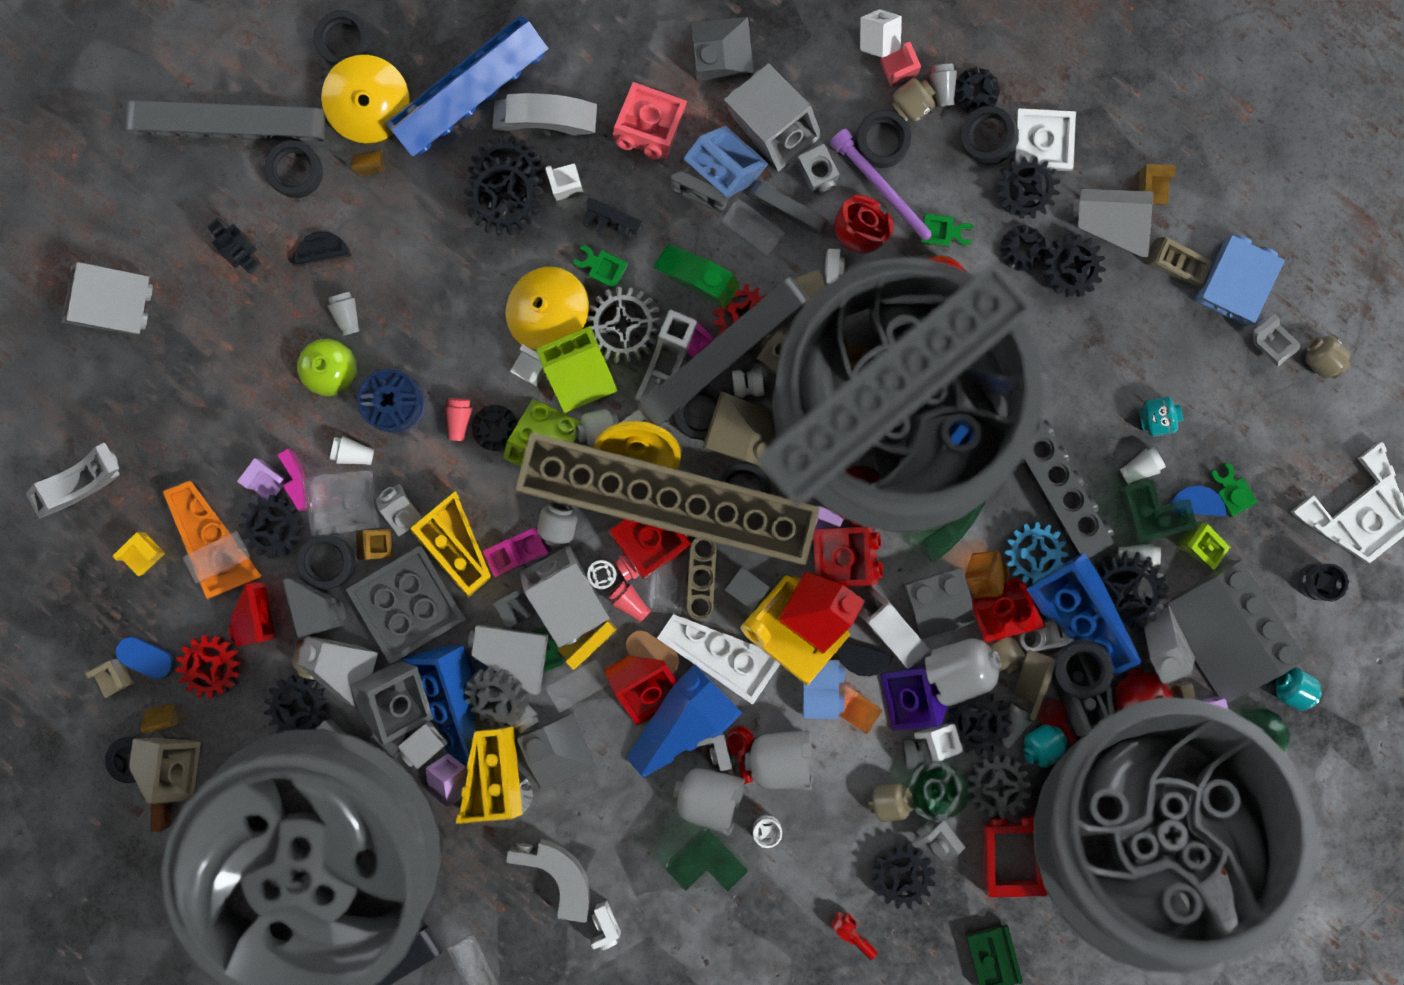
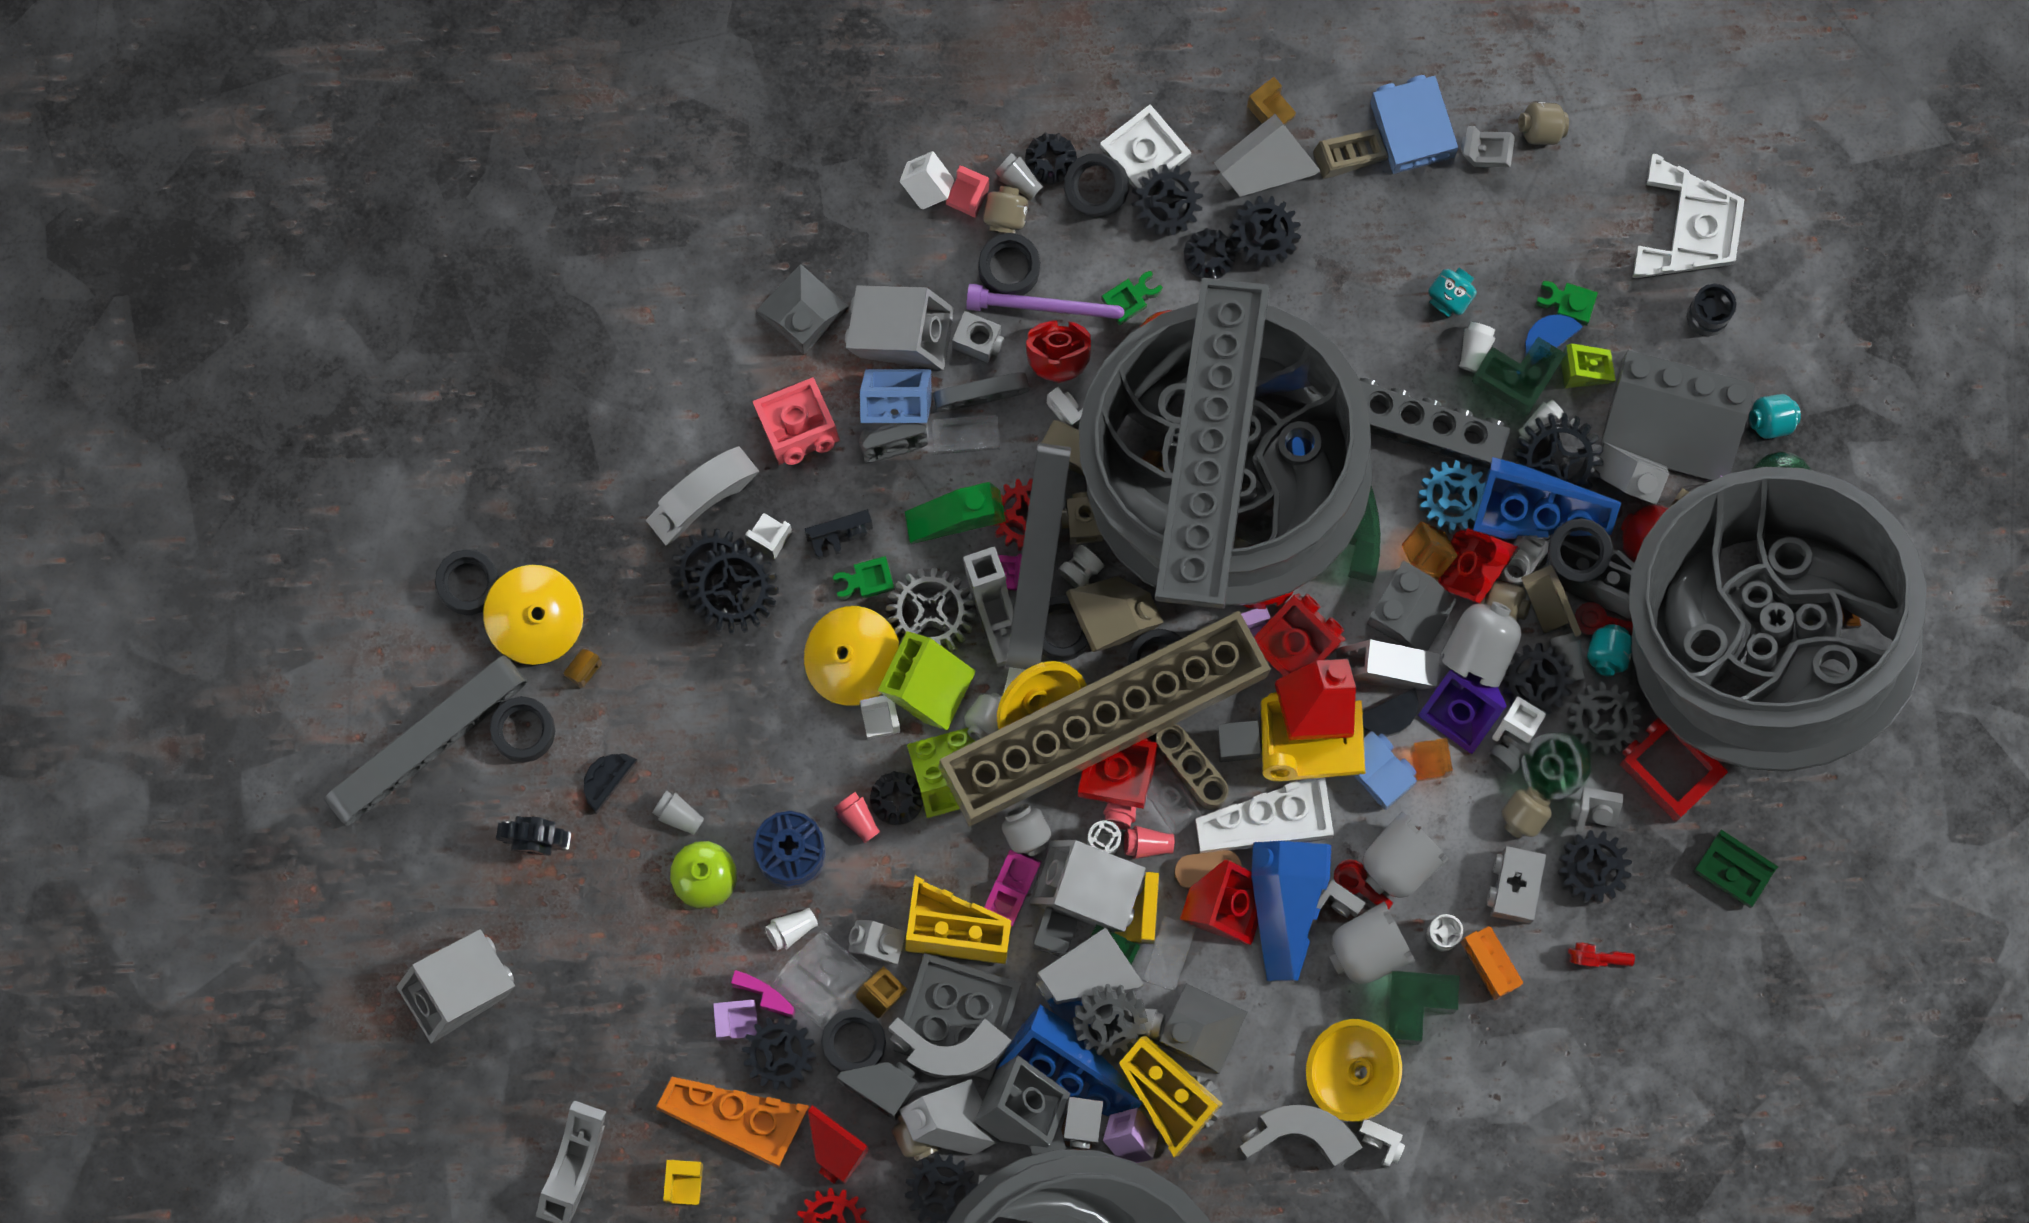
camera: 45 degrees left, 10 degrees down
(216, 557) = (757, 1118): clear plate -> none
(371, 631) = (954, 1061): none -> light grey arch
(467, 86) = (613, 527): brick -> none
(610, 866) = (1336, 1065): none -> yellow dish
(780, 878) = (1491, 962): none -> orange bracket
(837, 857) = (1522, 904): none -> light grey brick

